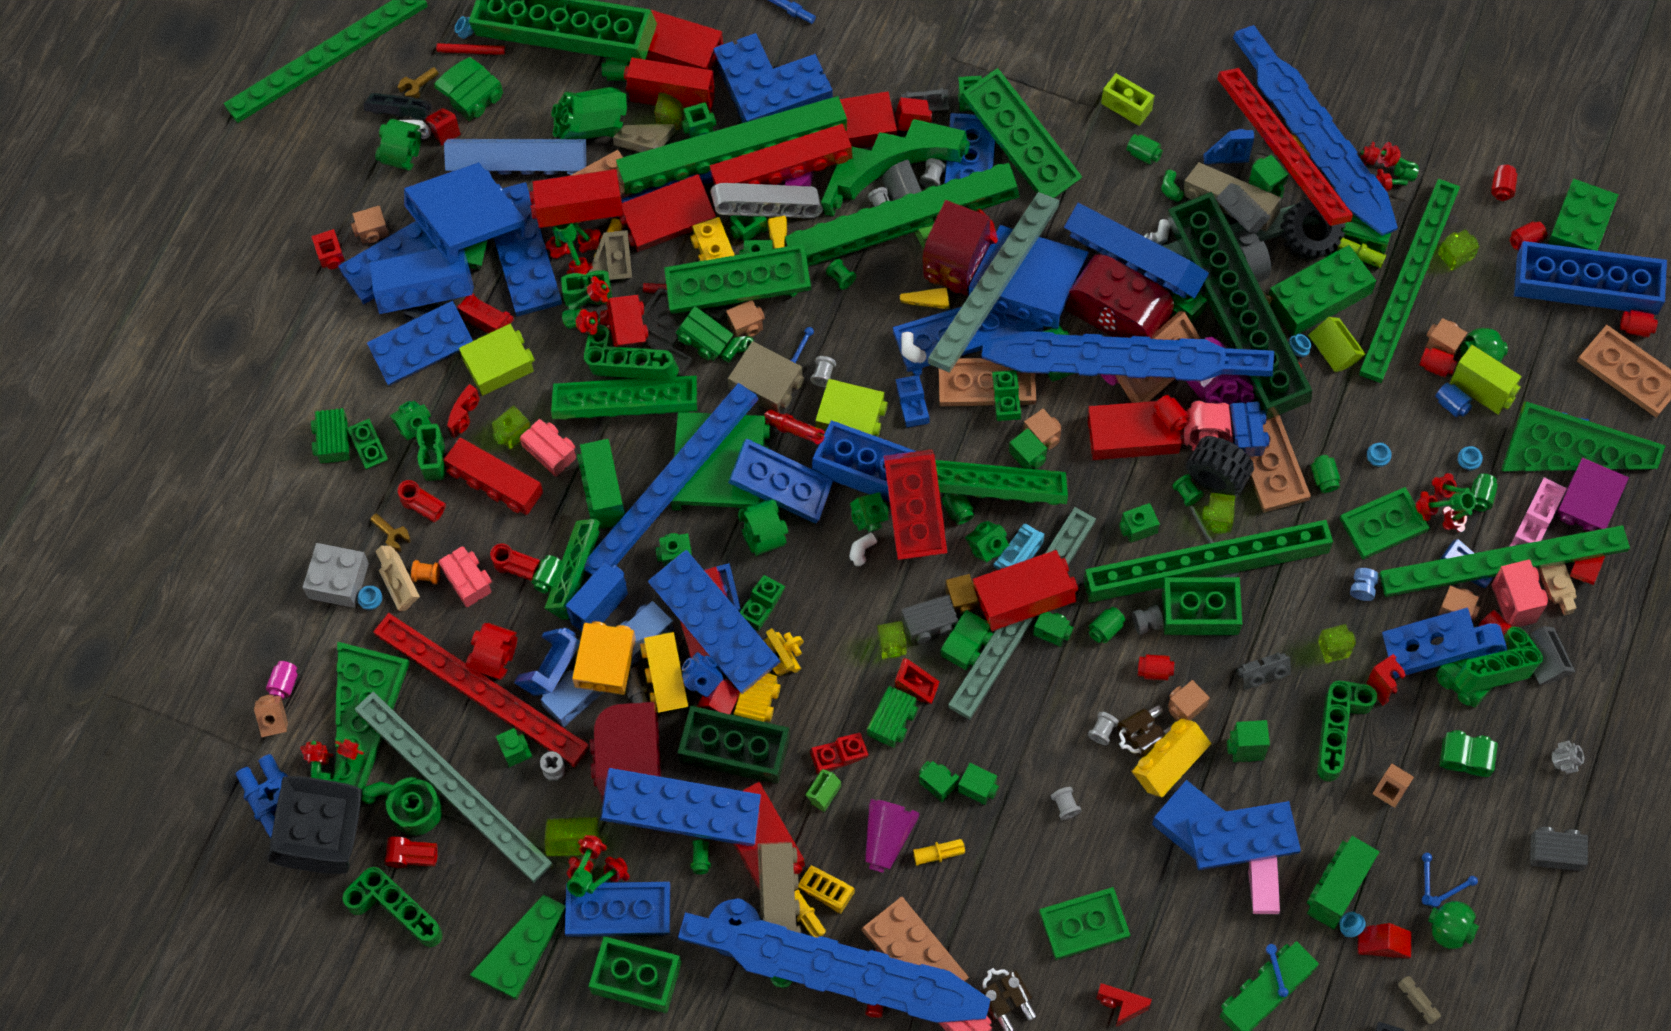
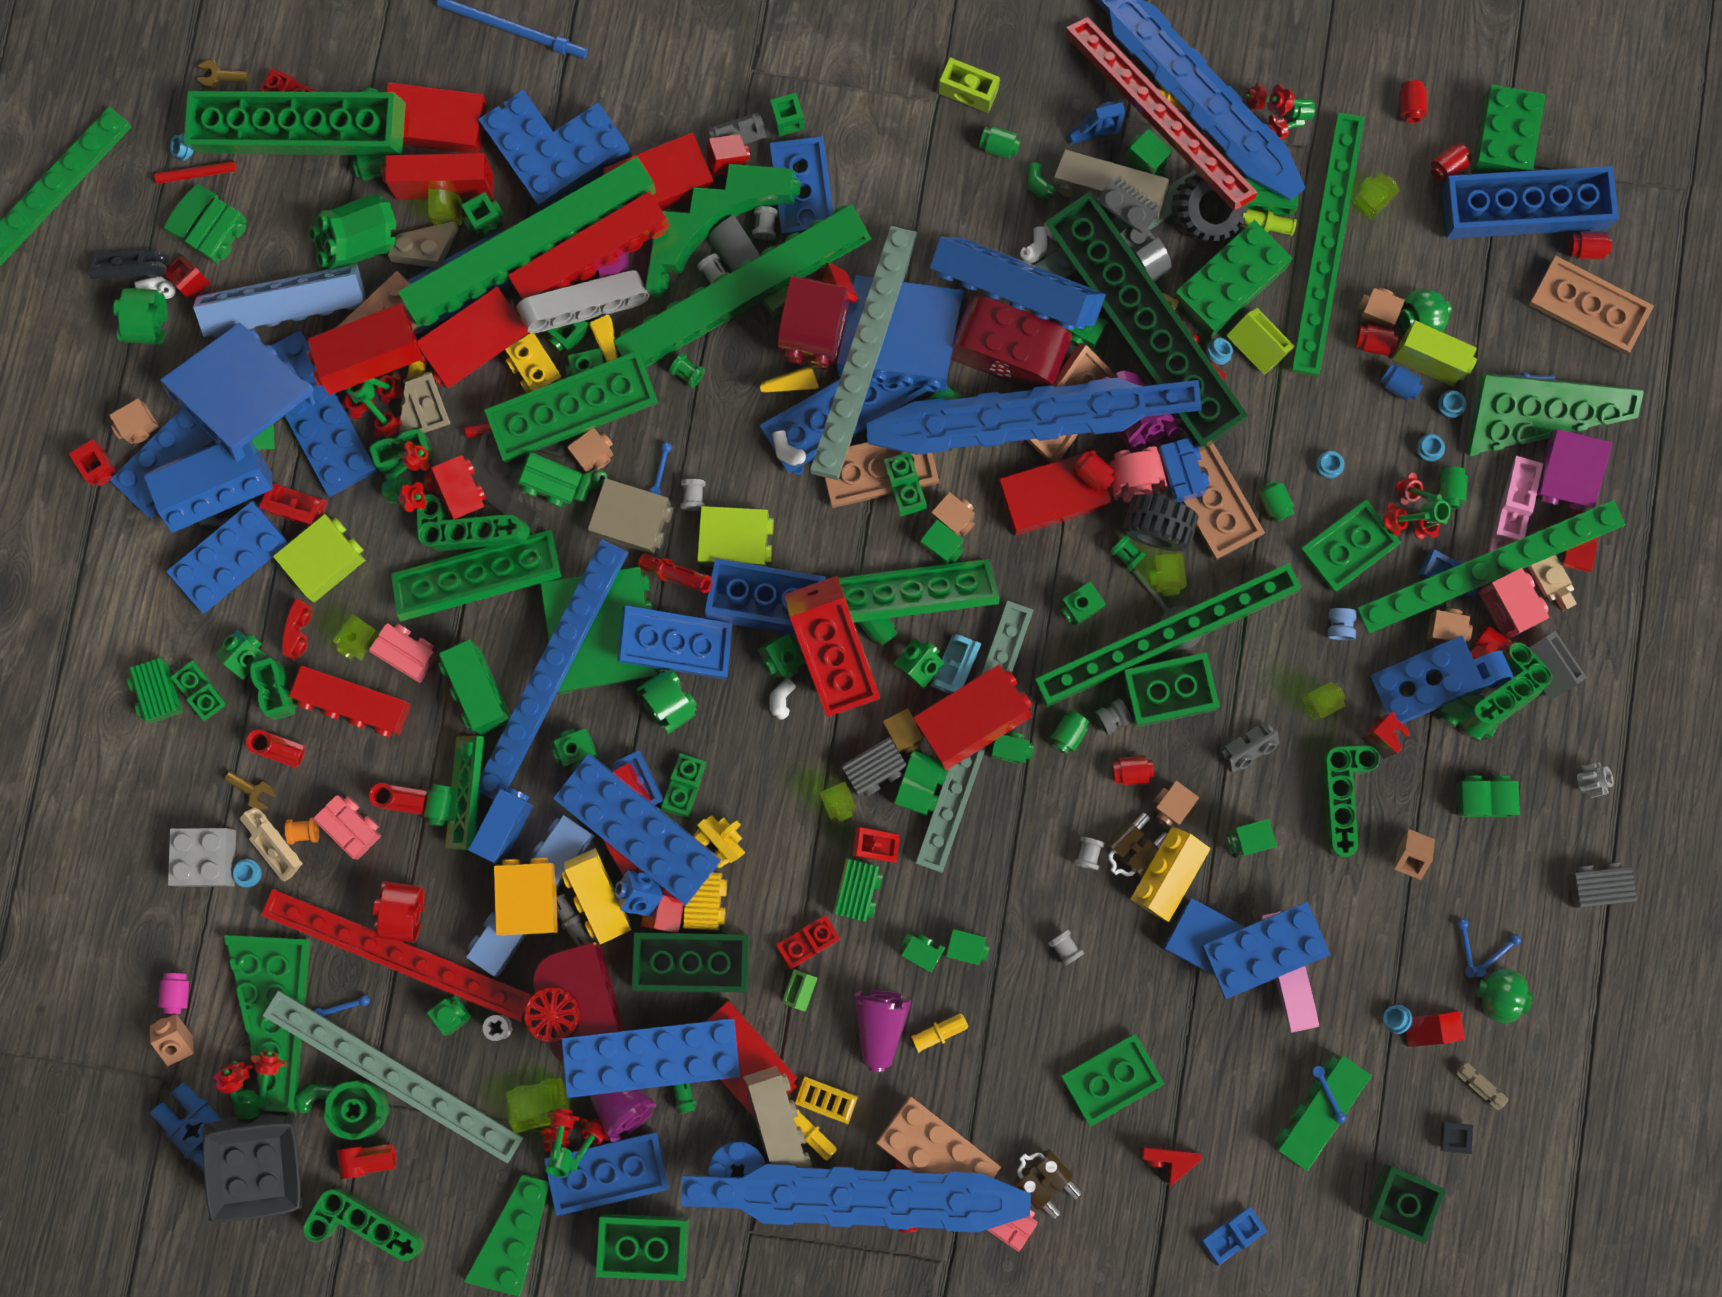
camera: 10 degrees left, 15 degrees up
(417, 83) = (143, 230): pearl gold bar -> none
(442, 722) = (364, 1000): none -> blue hinge
(556, 661) = (470, 915): blue panel -> none
(604, 751) = (552, 1014): none -> red wheel
(643, 852) = (622, 1111): none -> magenta cone
(912, 401) = (800, 508): blue slope -> none
(1021, 135) = (857, 158): green plate -> none
(1341, 881) = (1380, 978): green brick -> none
(1495, 426) = (1452, 404): none -> dark azure plate

